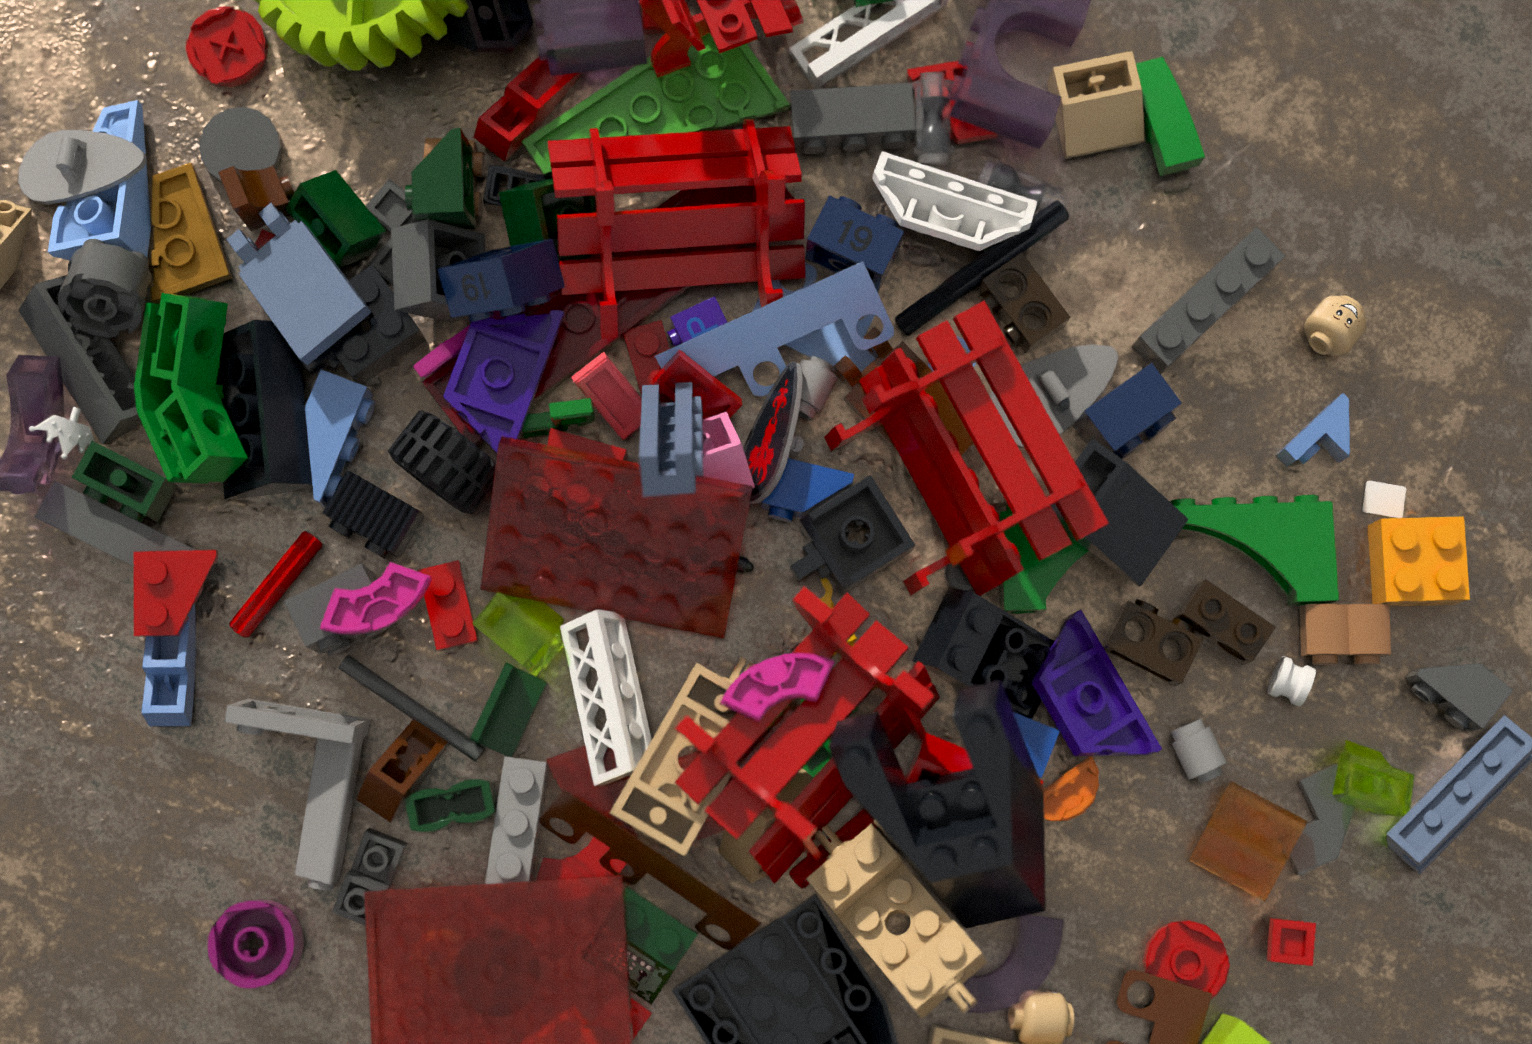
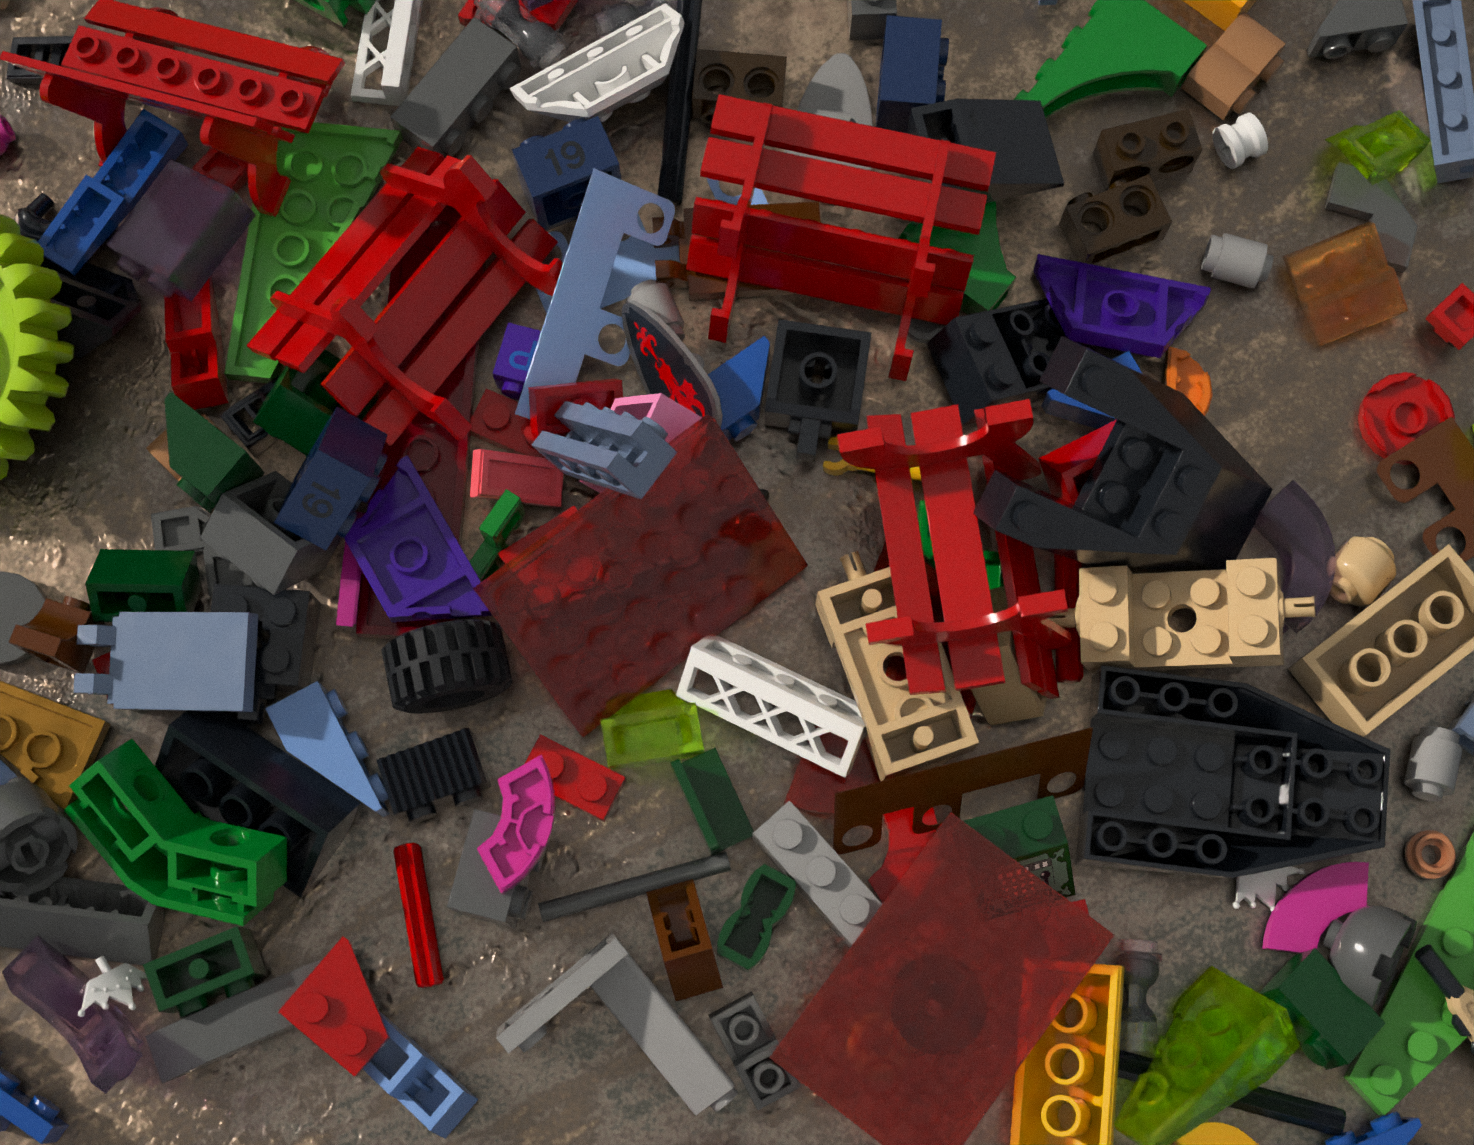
camera: 45 degrees left, 5 degrees down
(777, 680) = (894, 532): dark pink tile -> none

